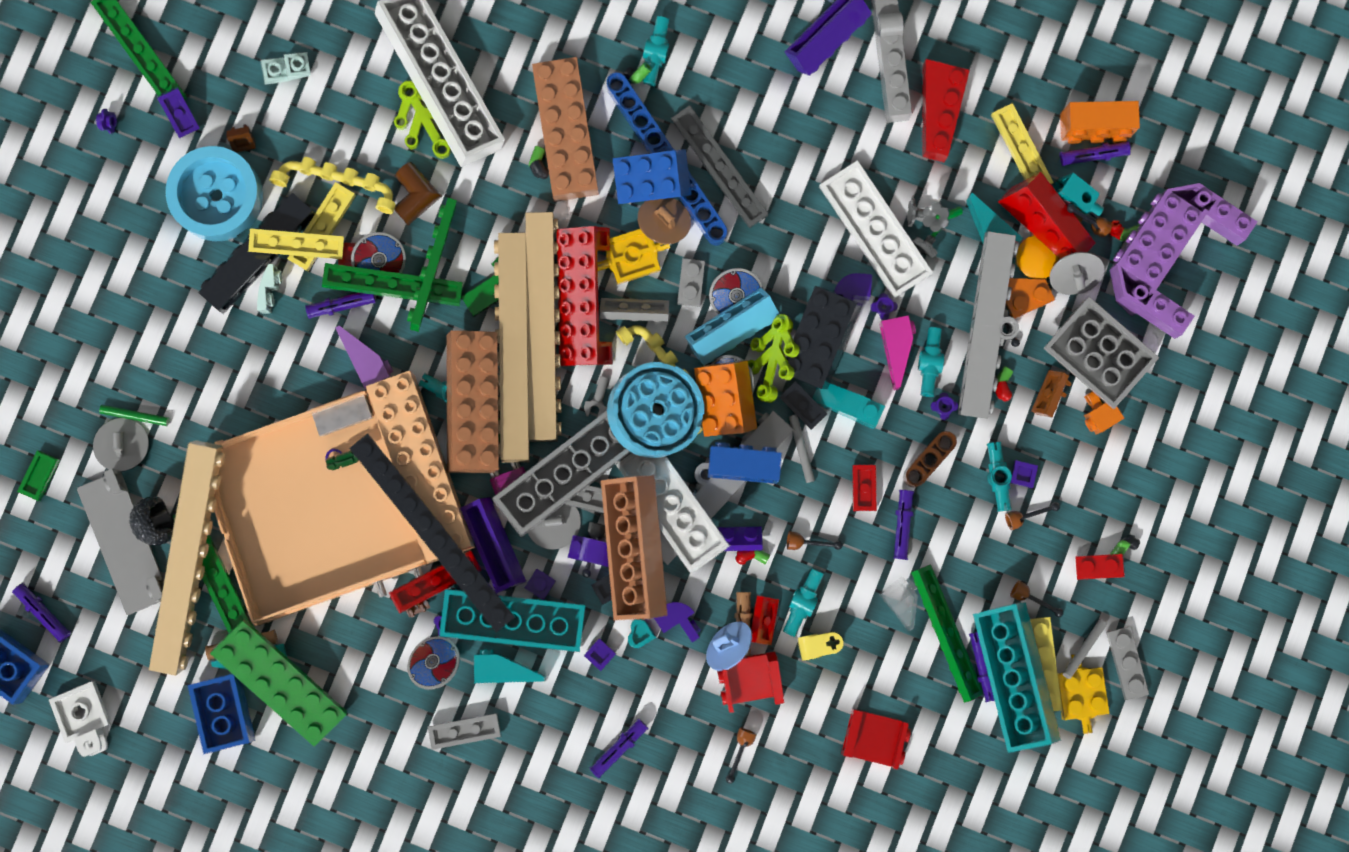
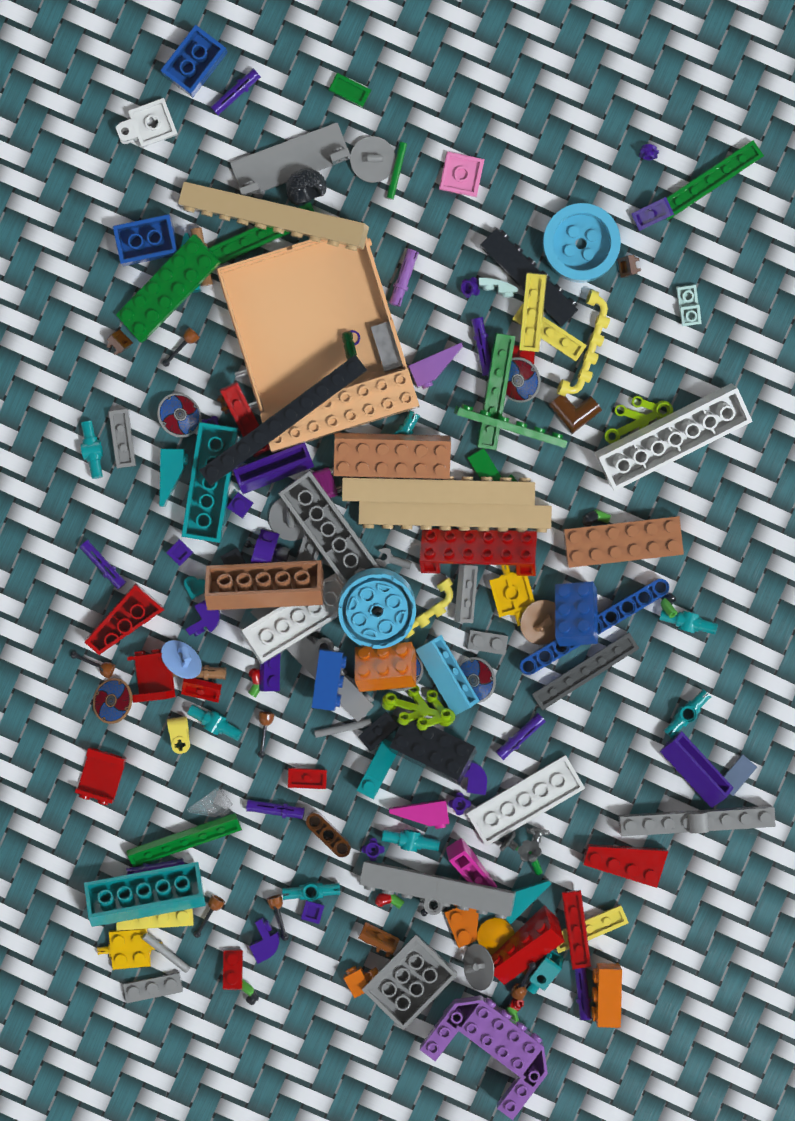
camera: 100 degrees right, 5 degrees up
(137, 338) = (461, 174): none -> bright pink tile
(269, 403) = (403, 278): none -> medium lavender pin
(272, 327) = (466, 287): none -> dark purple plate
(339, 654) = (190, 337): none -> hinge
(346, 740) = (119, 342): none -> reddish brown tile
(479, 768) = (91, 449): none -> teal pin
(680, 716) = (127, 615): none -> red wedge
(771, 55) = (680, 721): none -> teal pin
(783, 728) = (112, 701): none -> shield
(800, 238) = (518, 738): none -> dark purple pin
(954, 292) = (468, 864): none -> dark pink slope
(1024, 162) = (576, 929): none -> red tile
(1067, 525) = (268, 944): none -> dark purple brick

